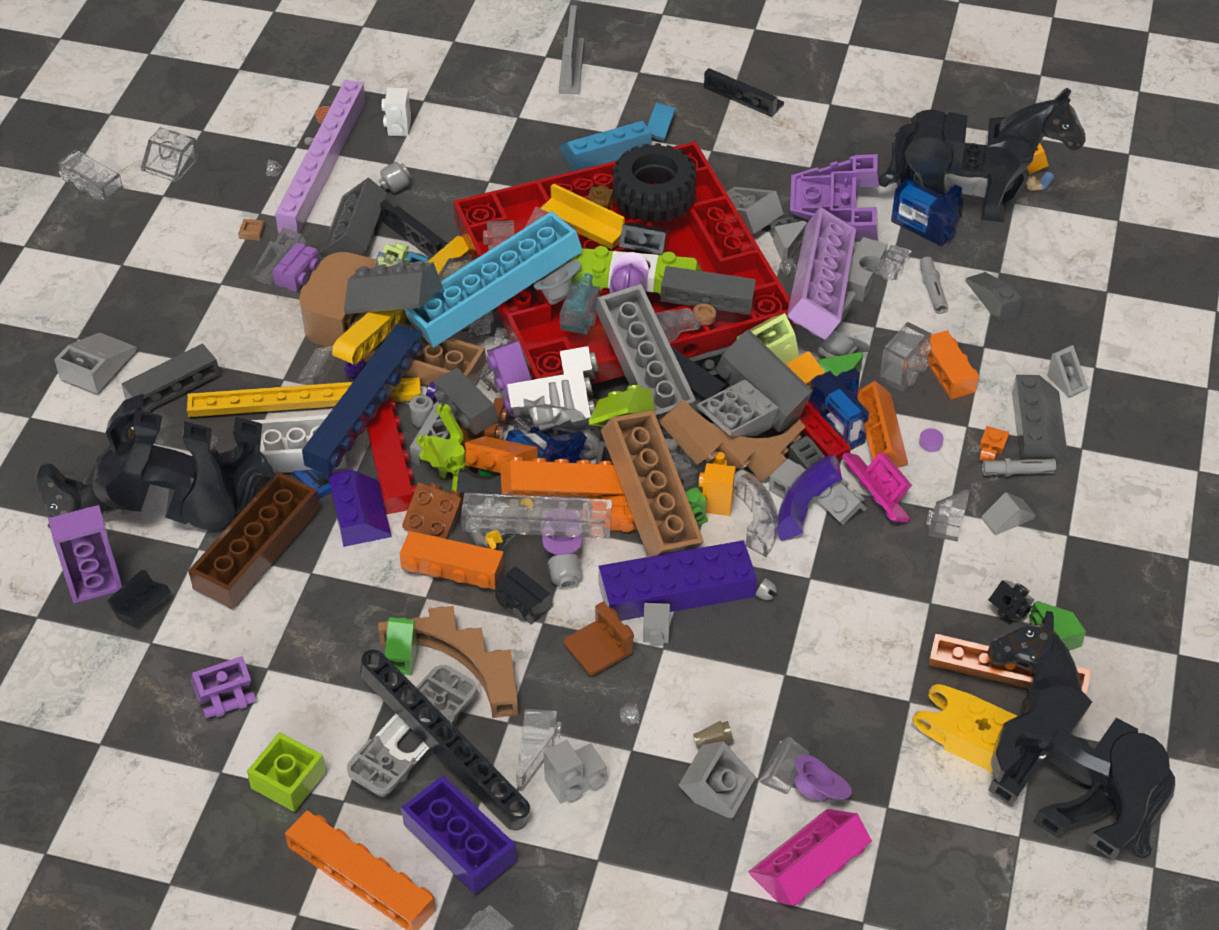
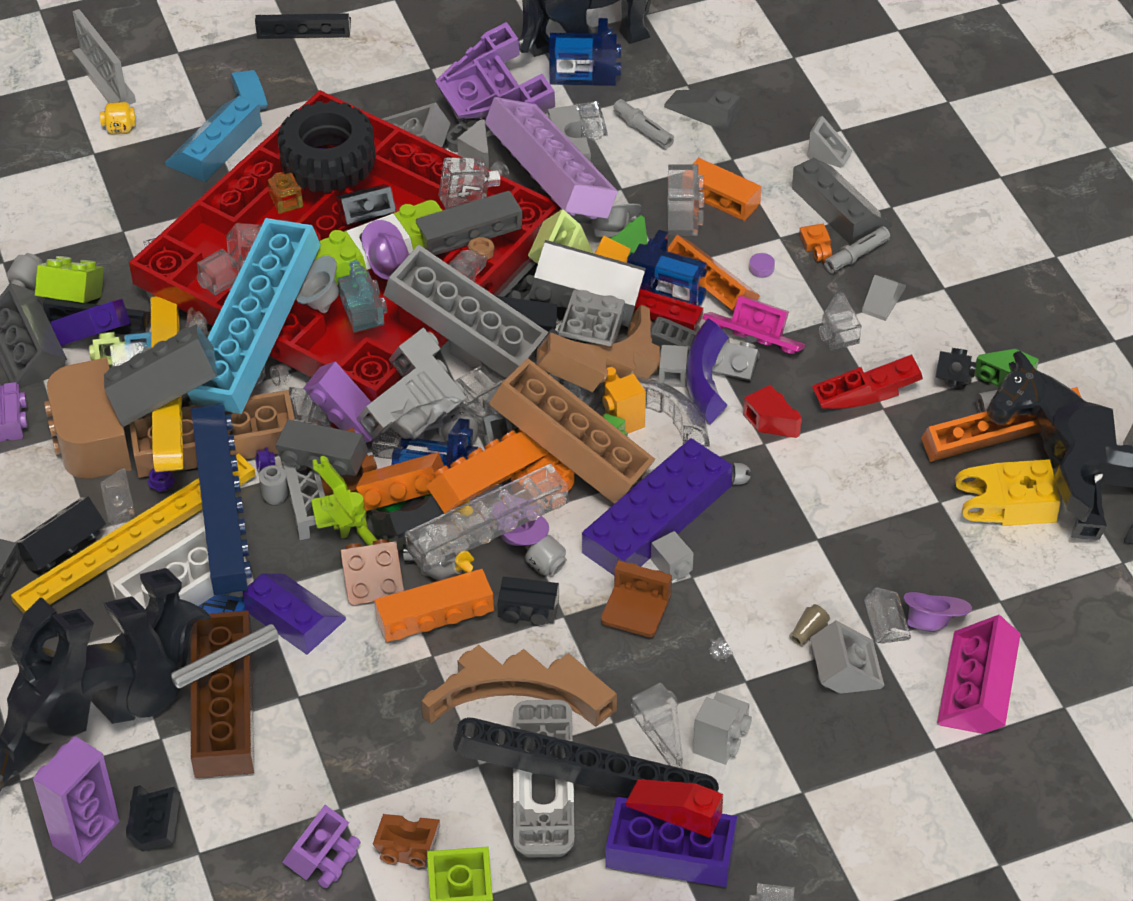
camera: 35 degrees left, 0 degrees up
(253, 370) = (60, 534): none -> black brick
(274, 512) = (224, 656): none -> light grey axle
(282, 714) = (405, 840): none -> dark orange cylinder
(390, 459) = (289, 551): red brick -> none
(401, 232) = (90, 322): none -> dark purple slope
(401, 644) = (460, 701): bright green slope -> none
(412, 195) = (69, 280): none -> lime brick
(476, 808) = (679, 803): none -> red slope
(552, 98) = (118, 117): none -> yellow head
(586, 216) = (302, 208): yellow panel -> none
(622, 403) = (489, 372): lime slope -> none
(732, 256) = (465, 181): none -> clear torso
(831, 556) = (771, 413): none -> red slope
(922, 577) = (864, 388): none -> red slope

